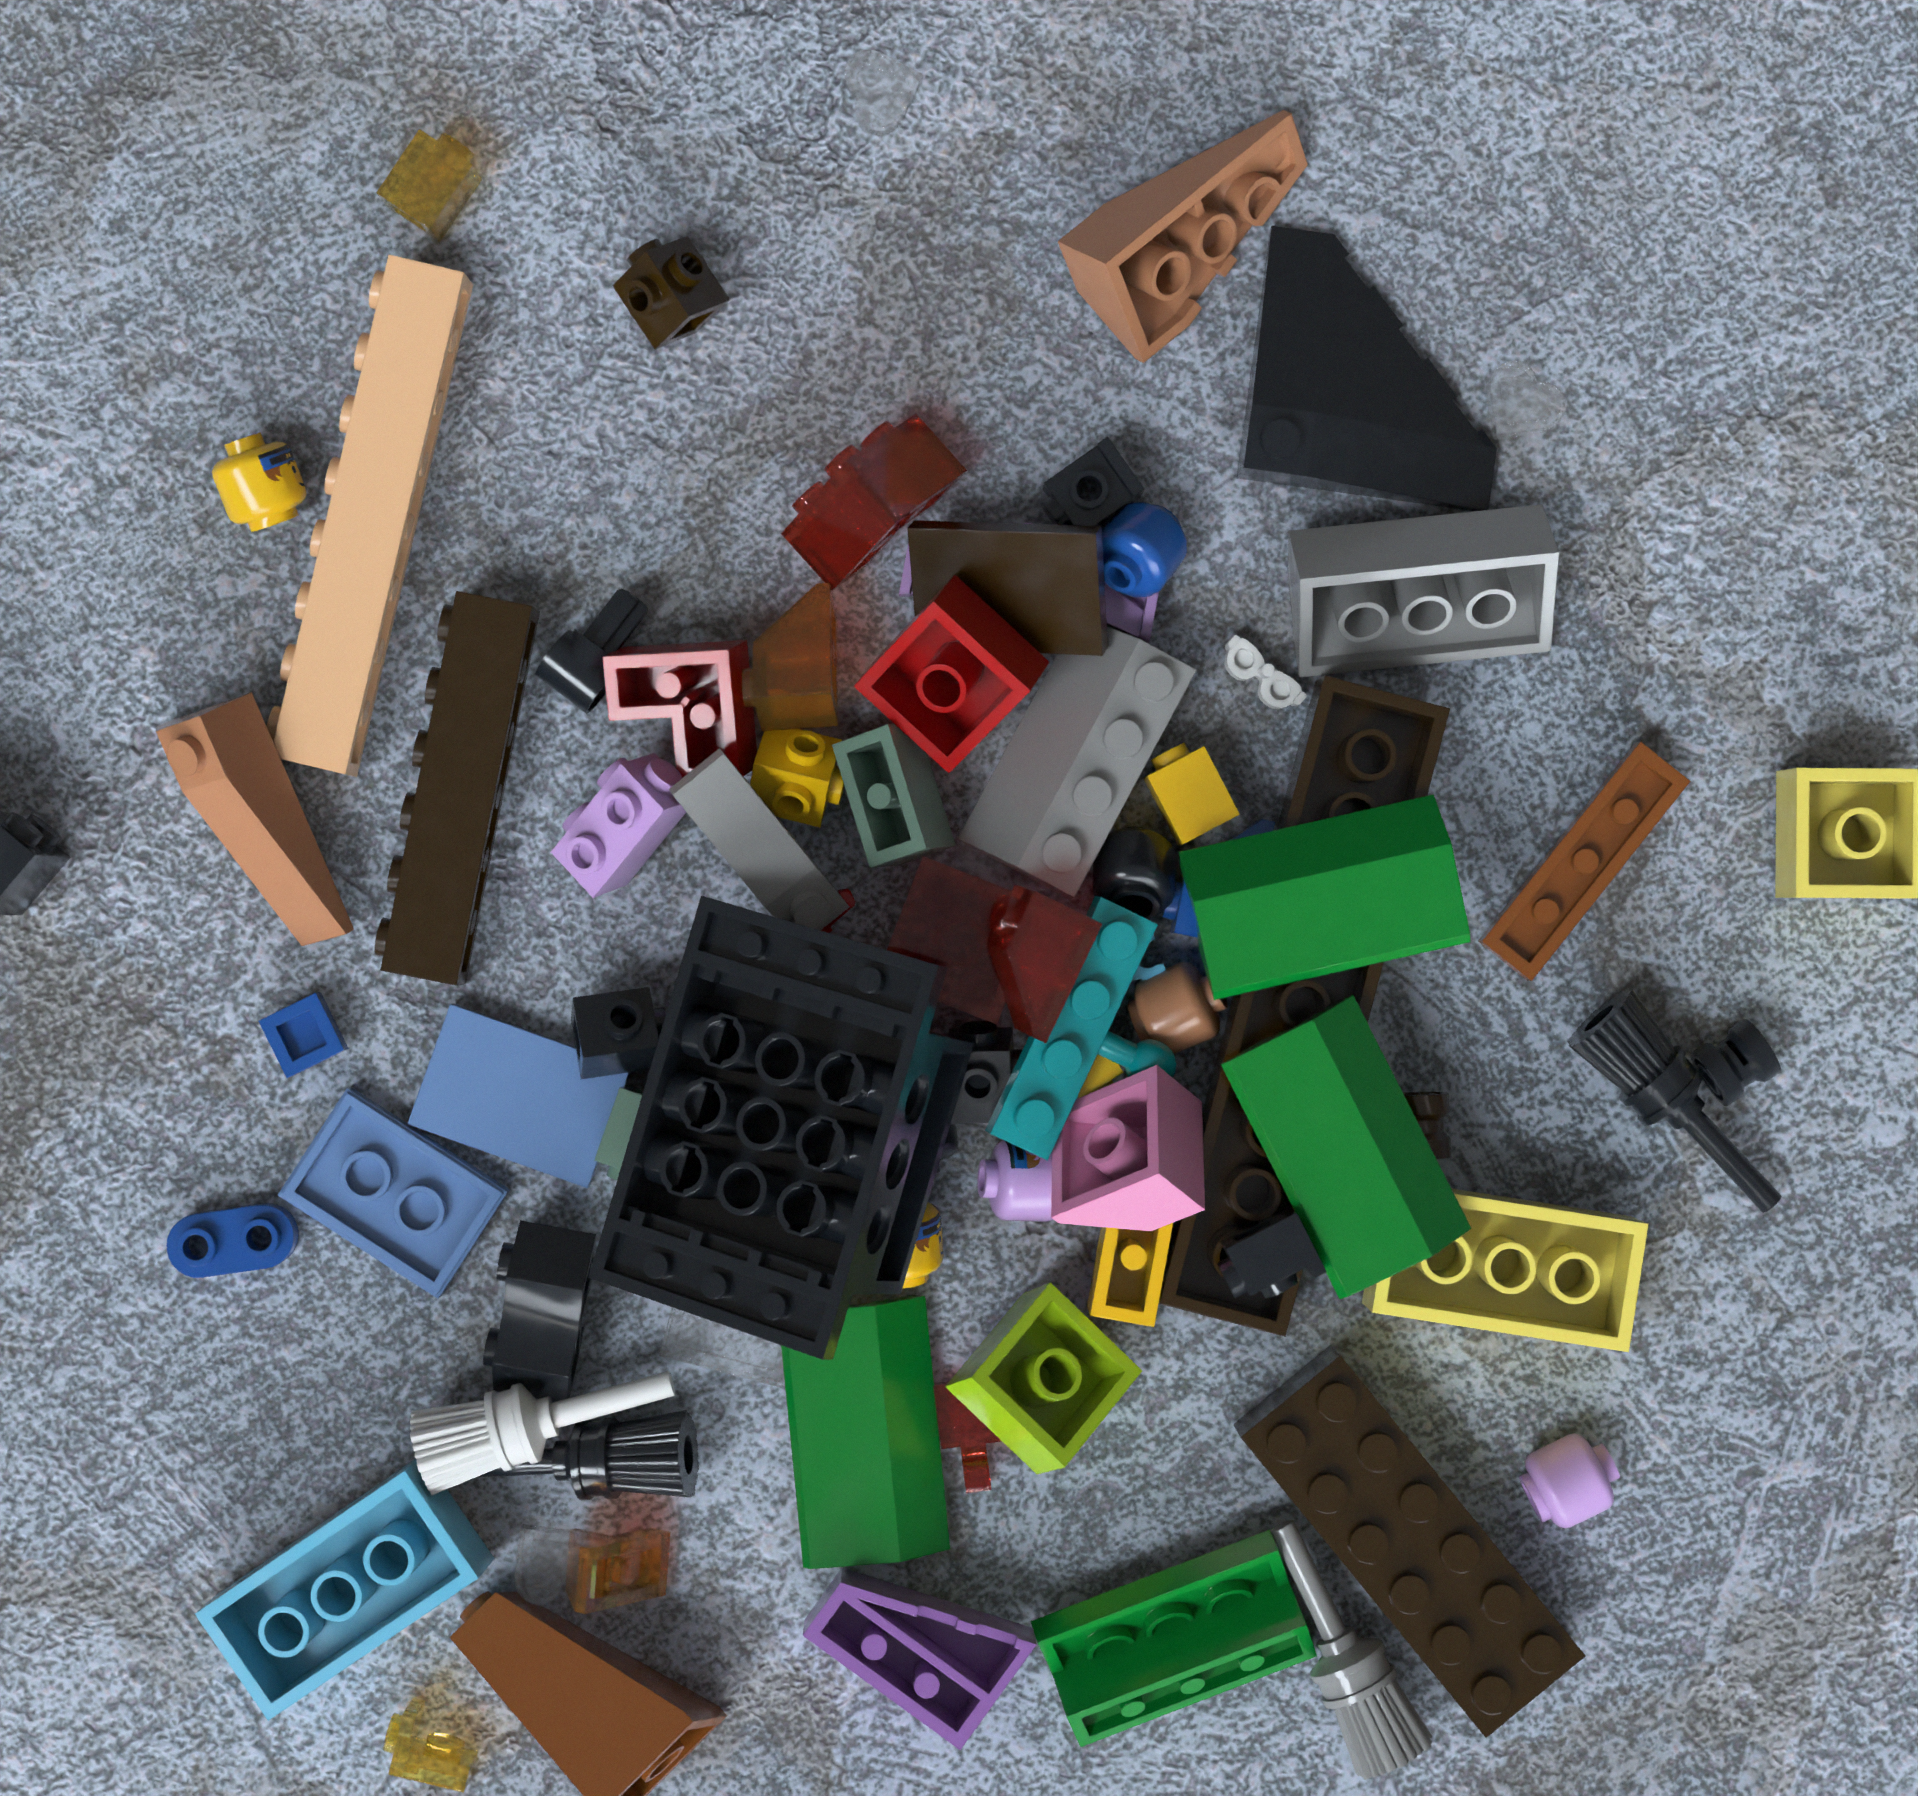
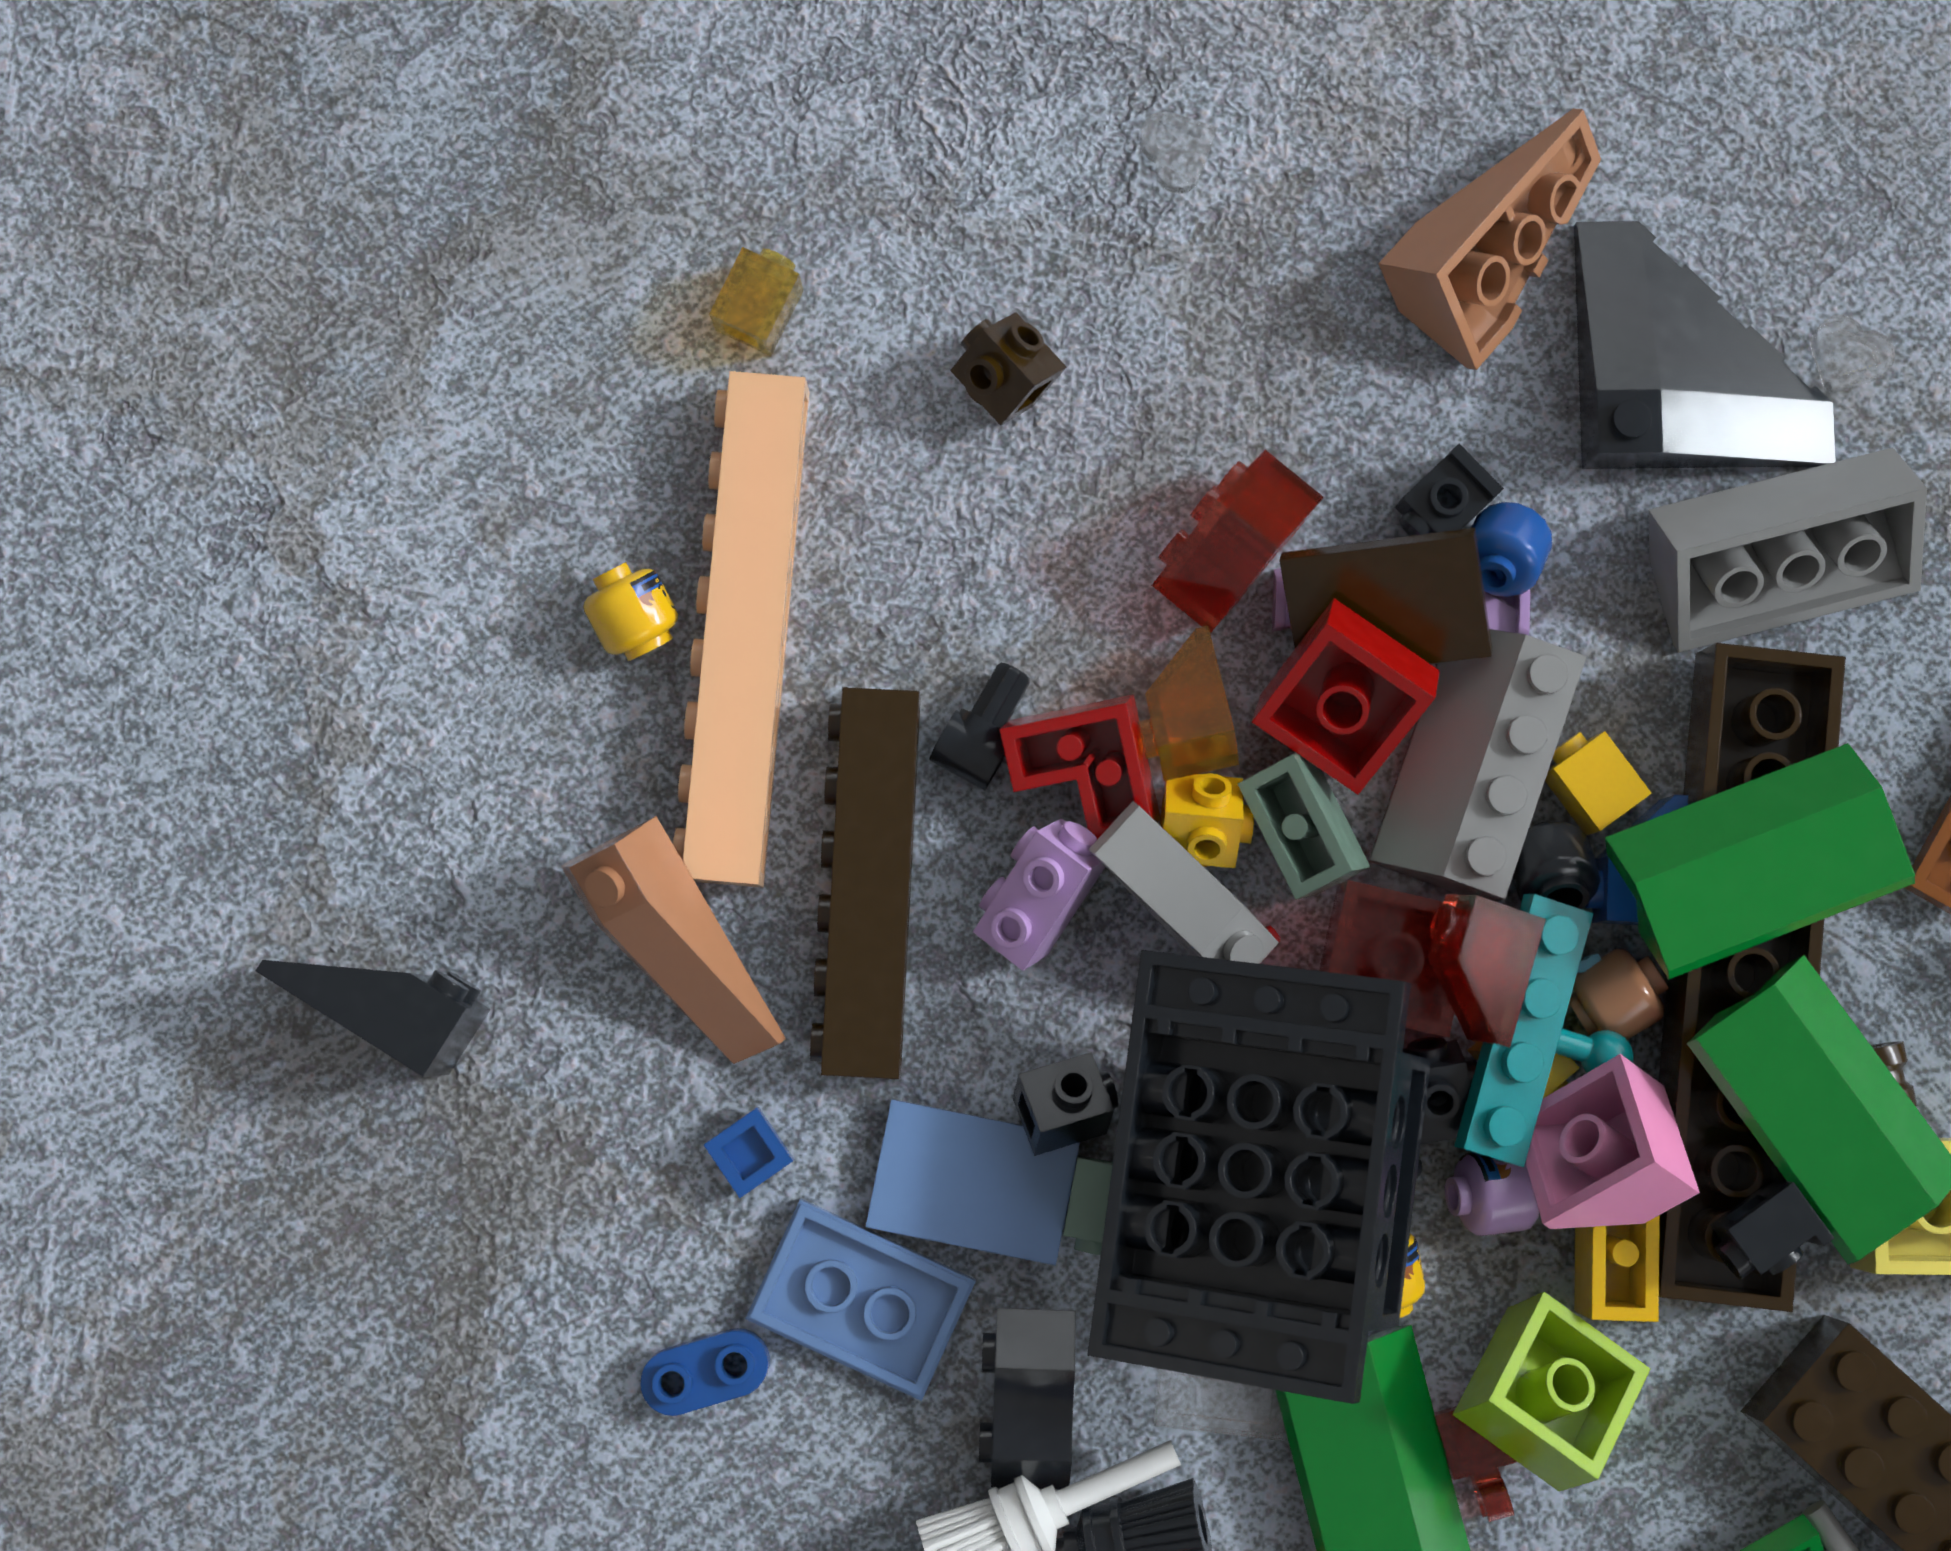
camera: 10 degrees left, 5 degrees down
(1274, 687) = (1655, 666): white piece -> none

